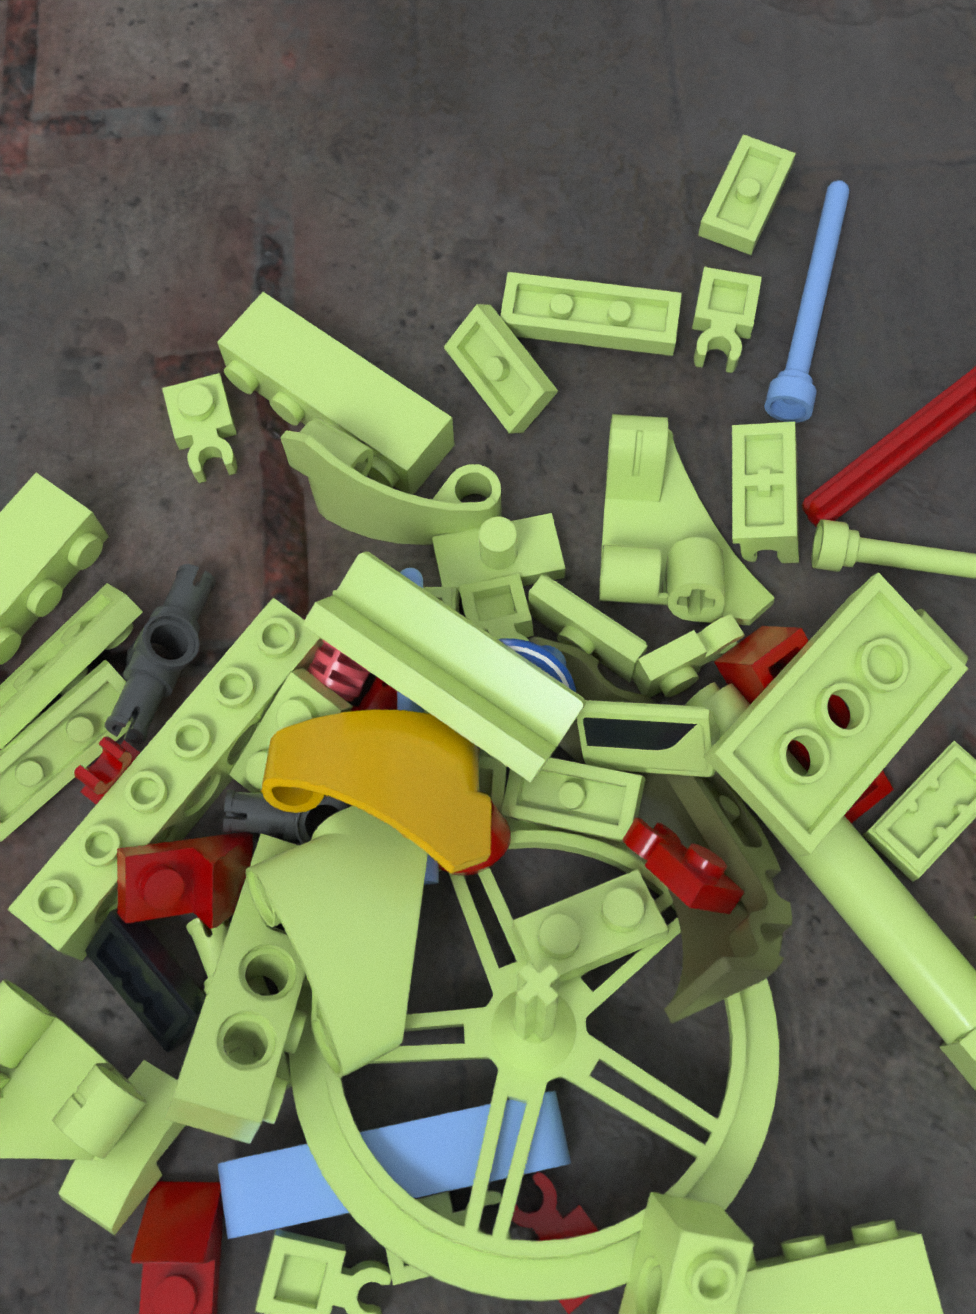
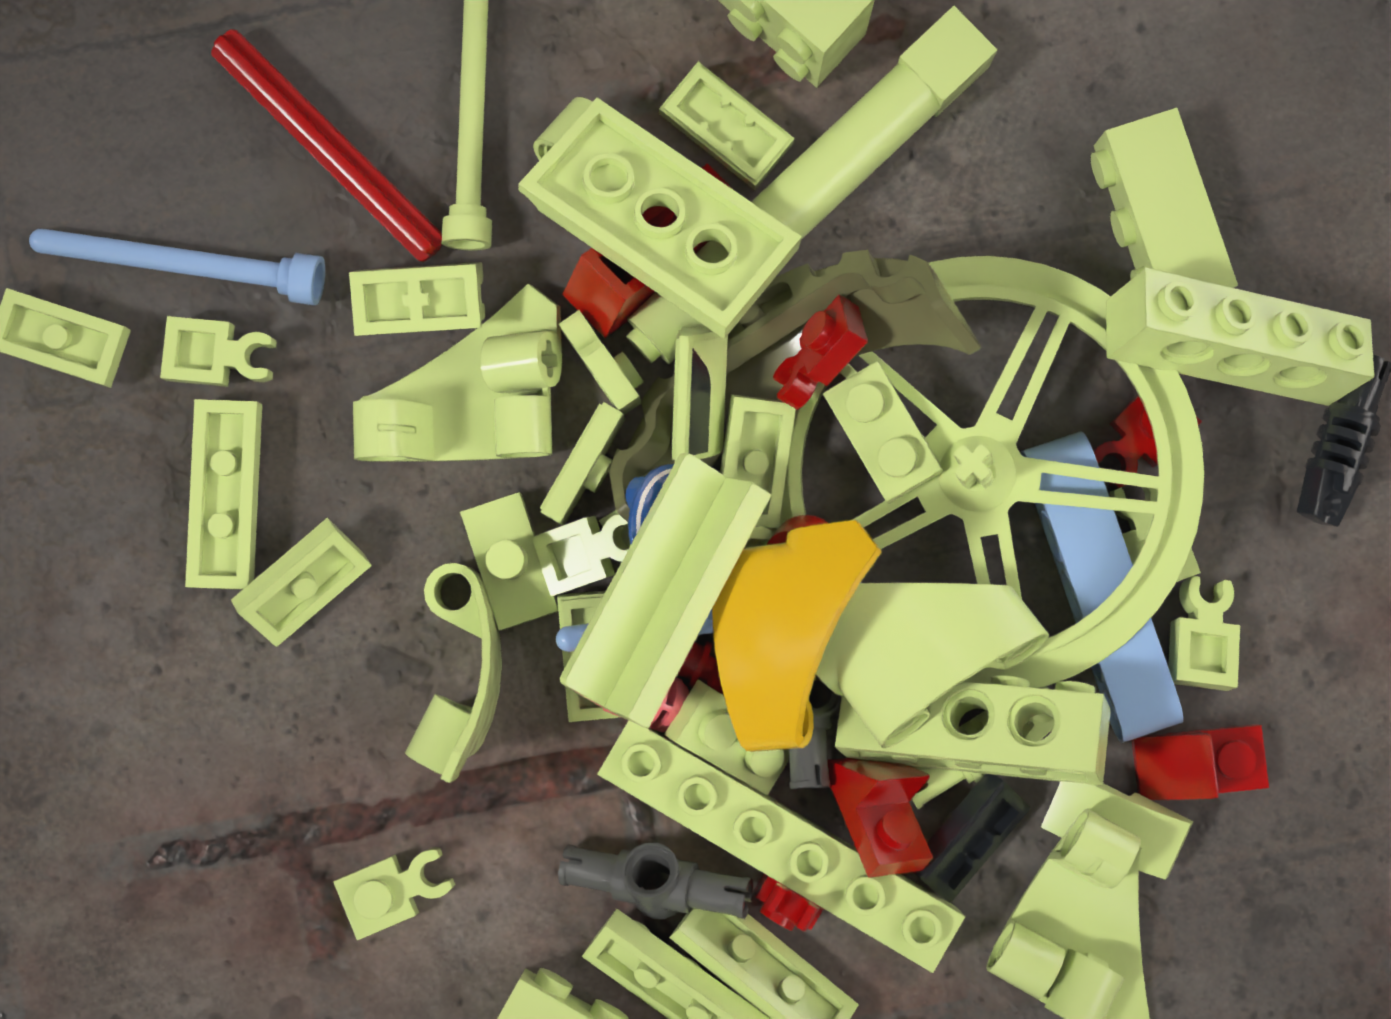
camera: 95 degrees left, 15 degrees up
(318, 377) = (348, 753): yellowish green brick -> none

